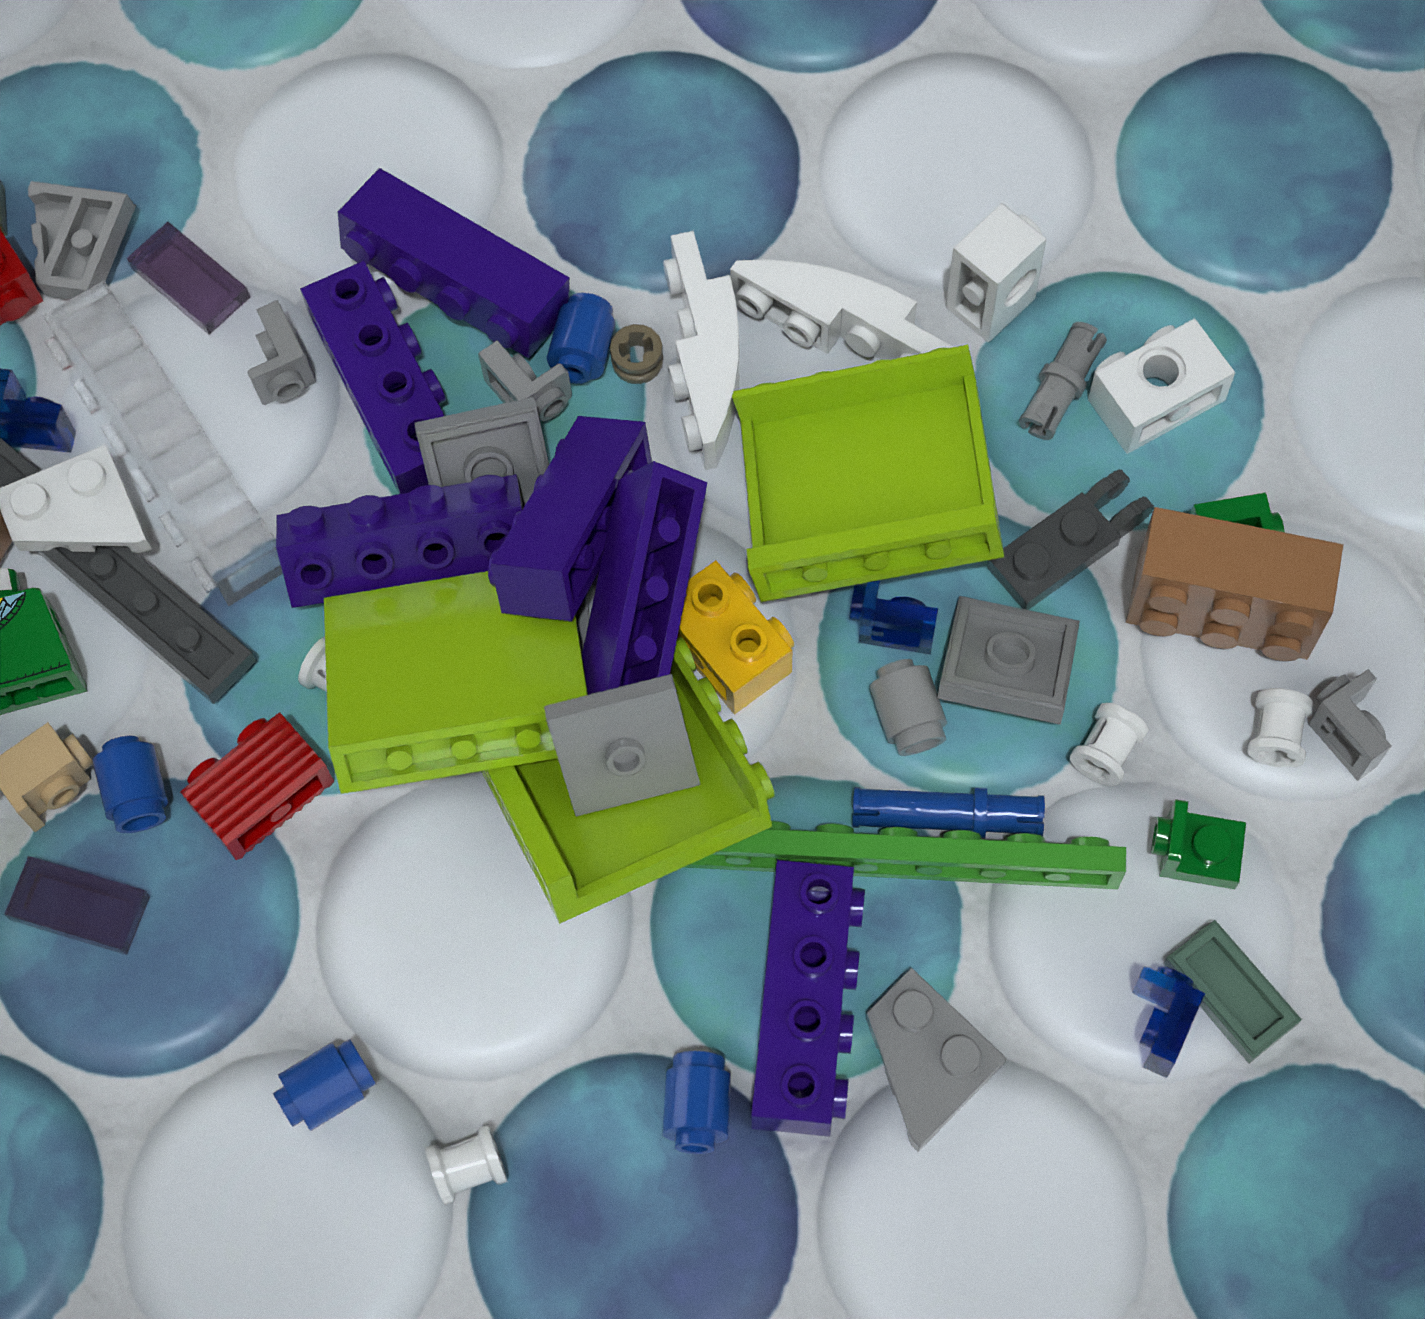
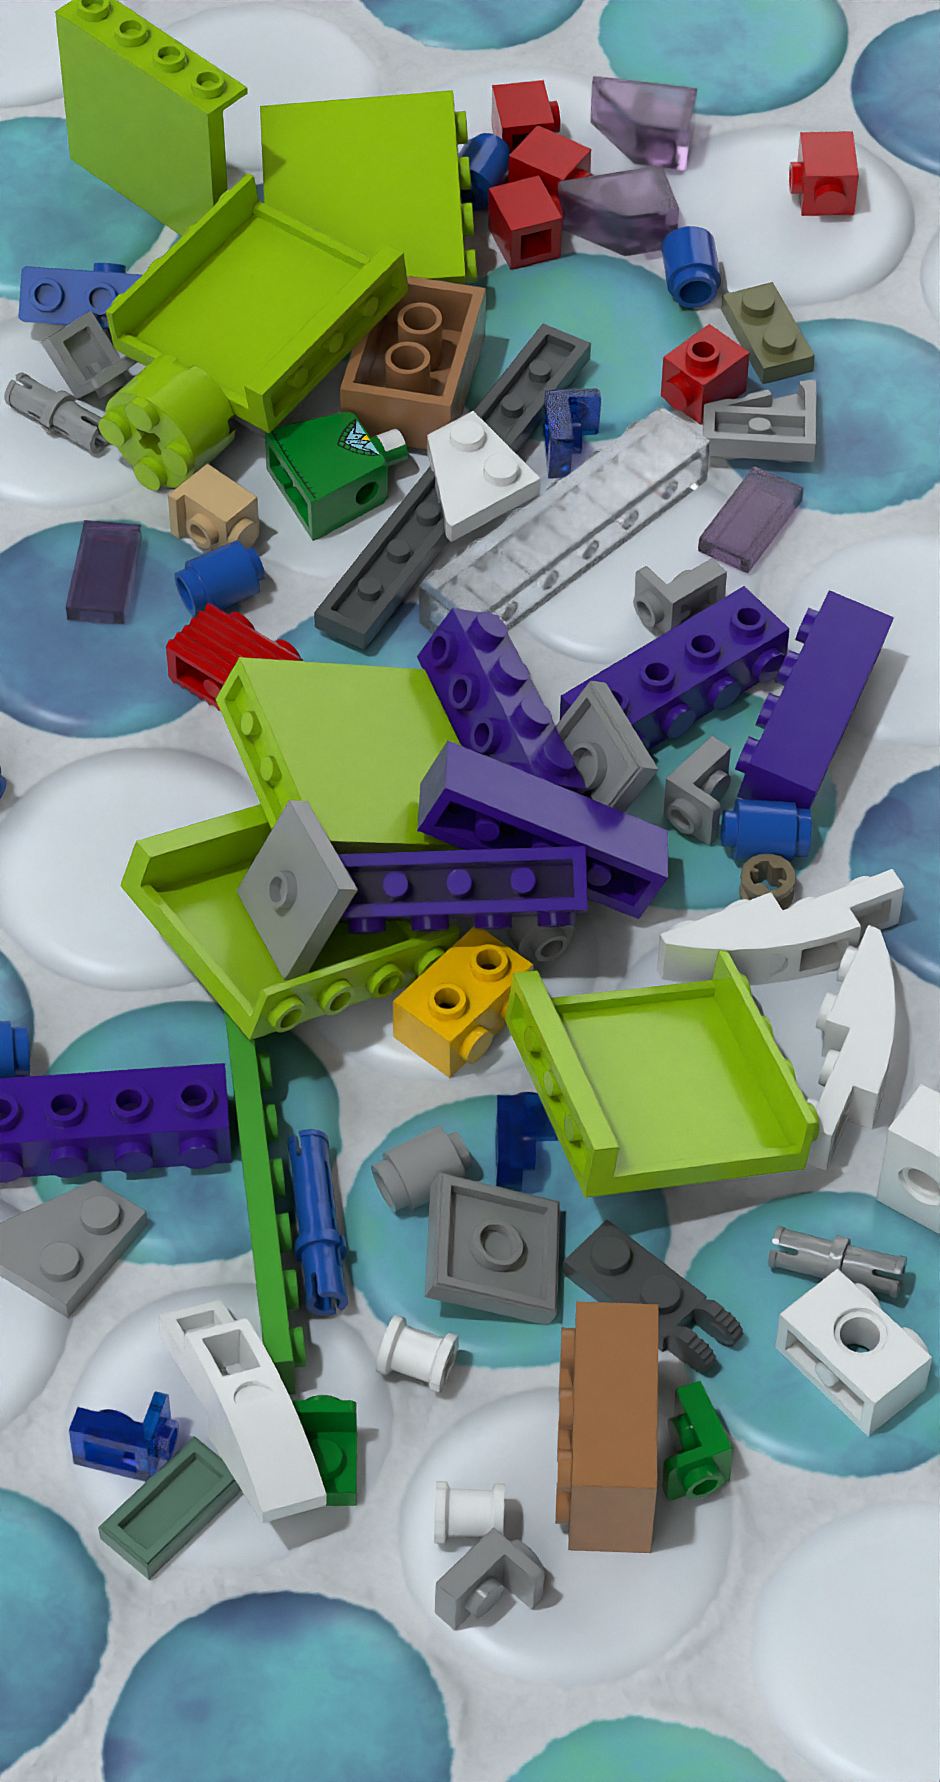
camera: 75 degrees right, 15 degrees down
(1157, 897) = (246, 1407): none -> white slope

